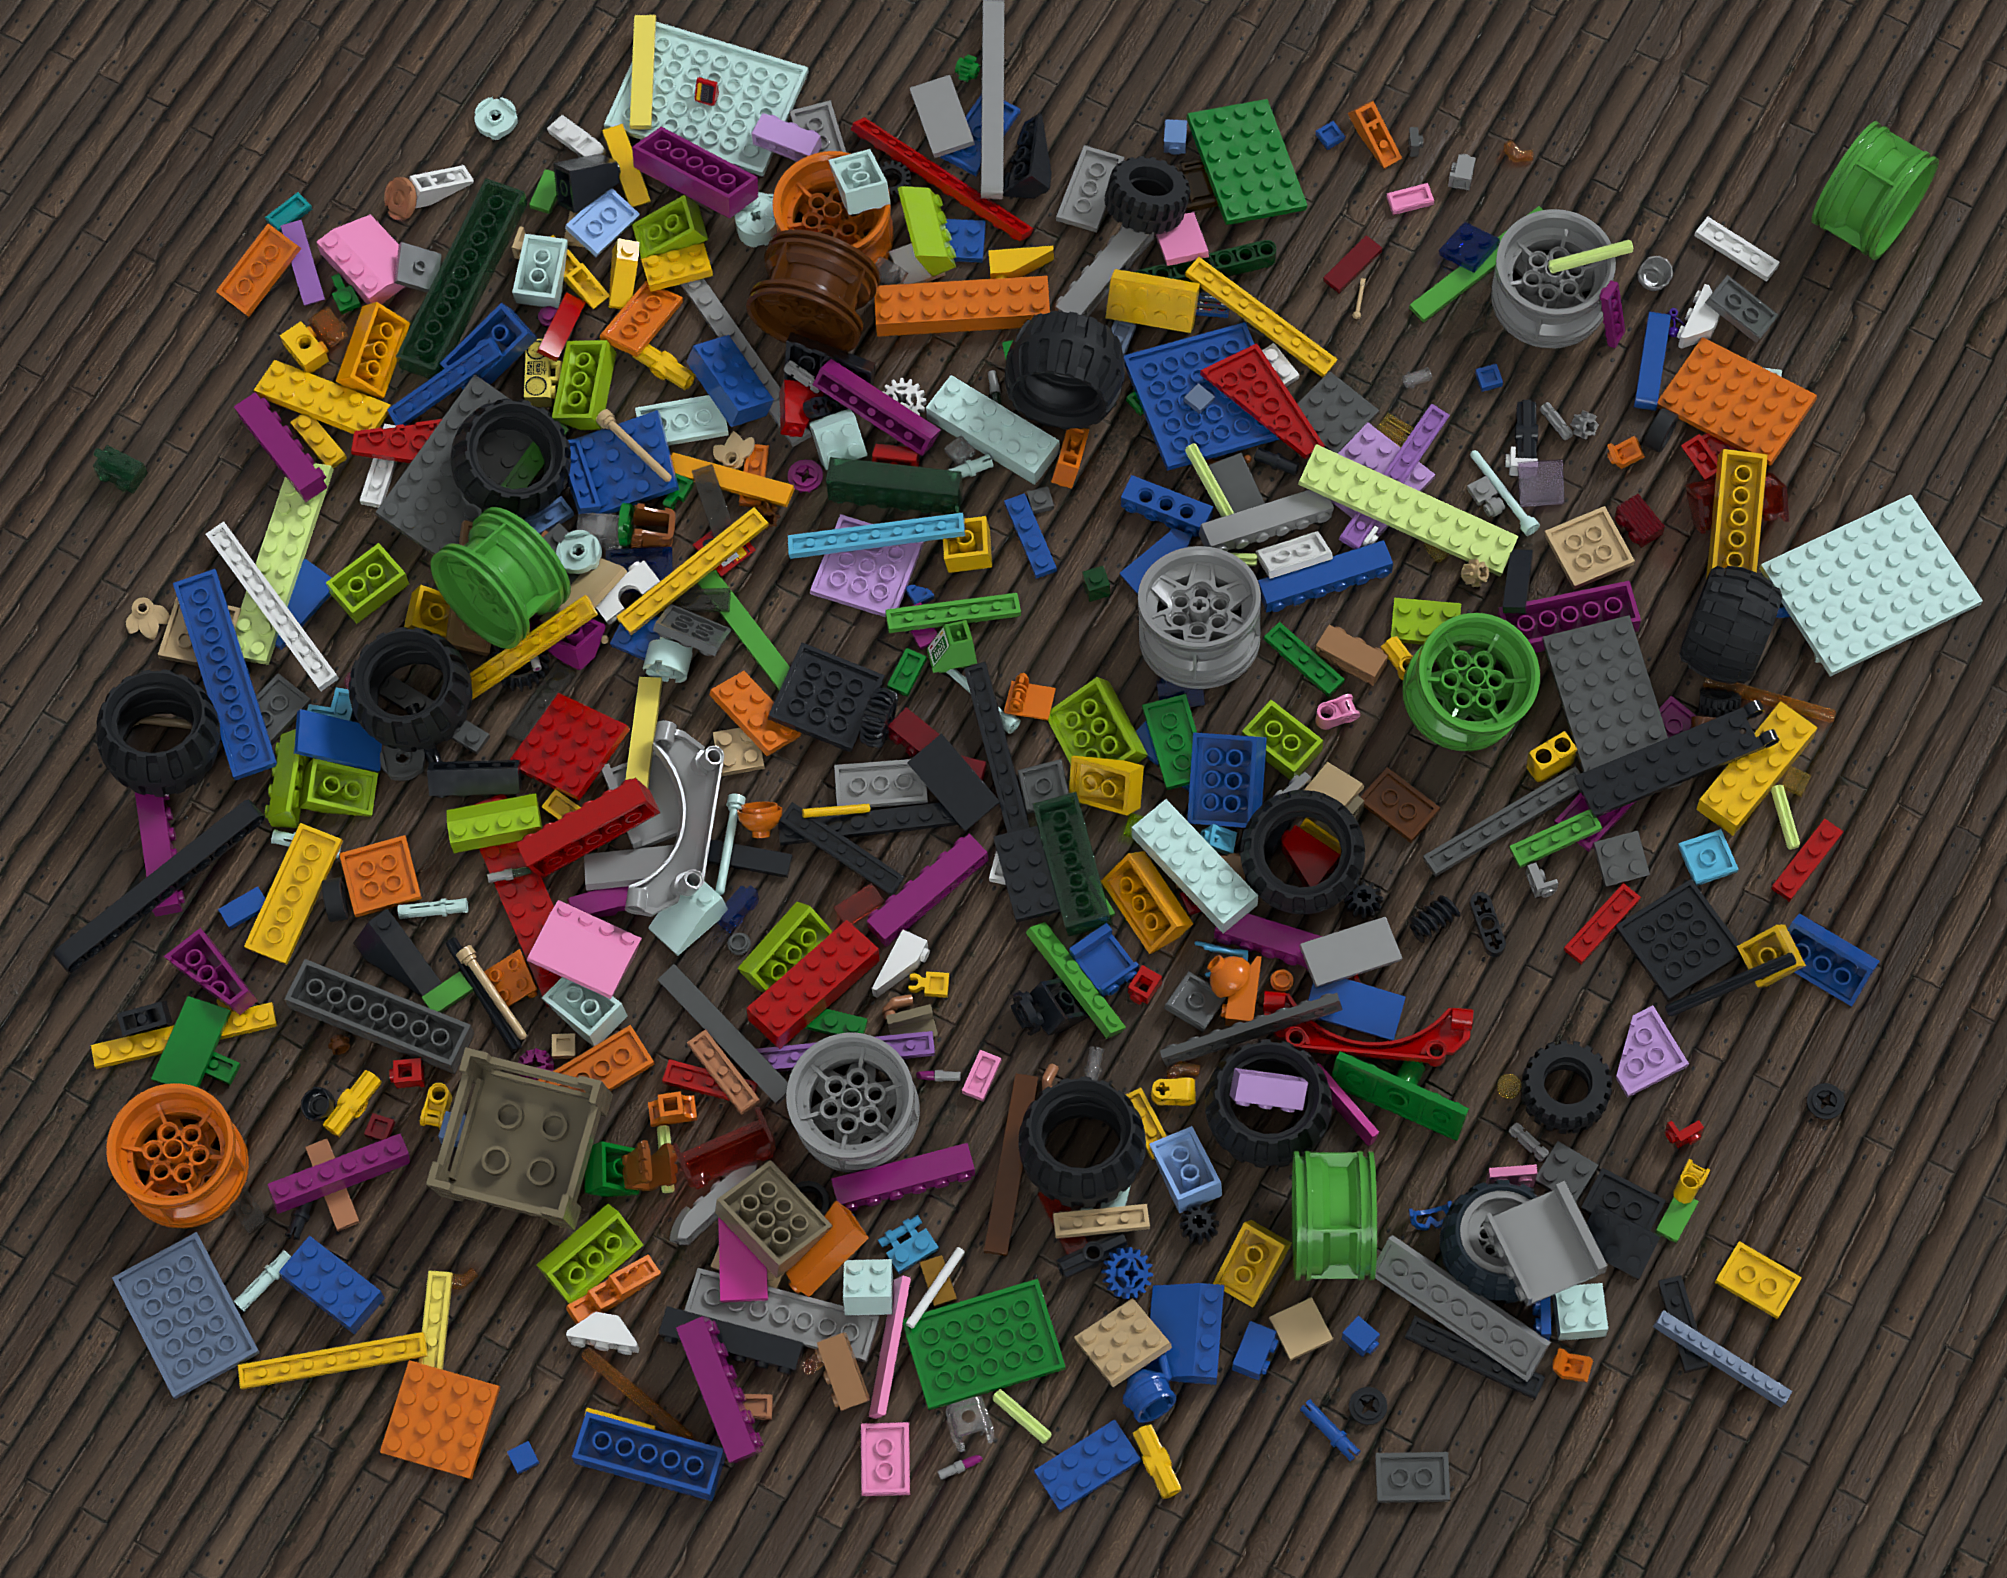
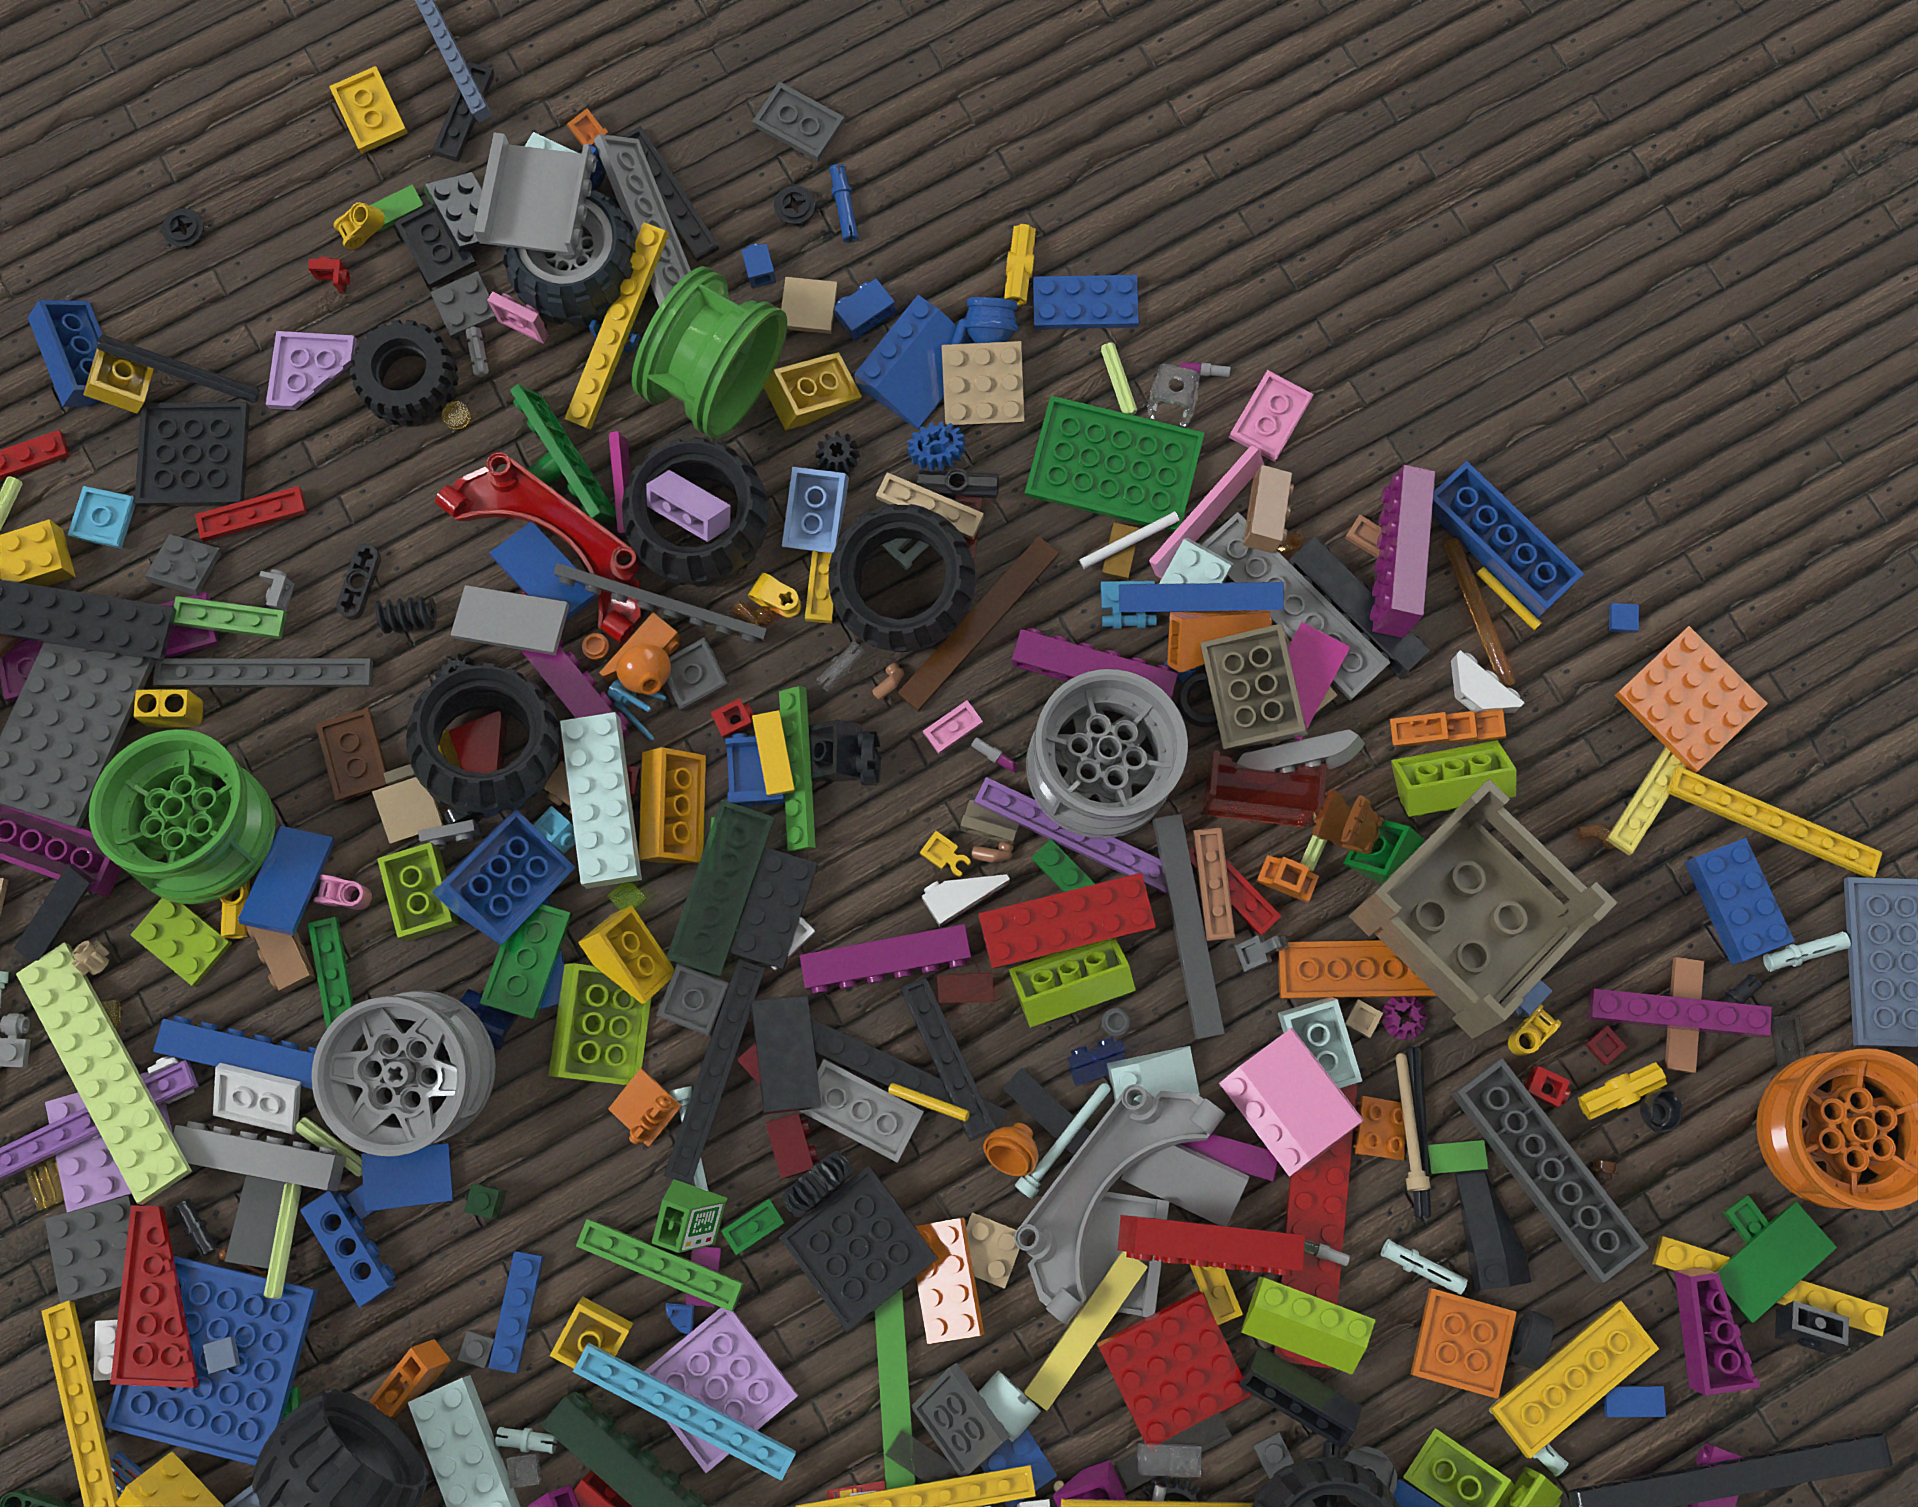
camera: 150 degrees left, 10 degrees up
(539, 693) = (1169, 1460): none -> clear slope
(664, 1045) = (1256, 951): none -> dark grey plate
(852, 1262) = (1201, 596): none -> blue tile
(1096, 972) = (773, 753): none -> yellow tile
(1377, 694) = (286, 880): none -> blue tile
(1428, 1211) = (616, 328): none -> yellow plate

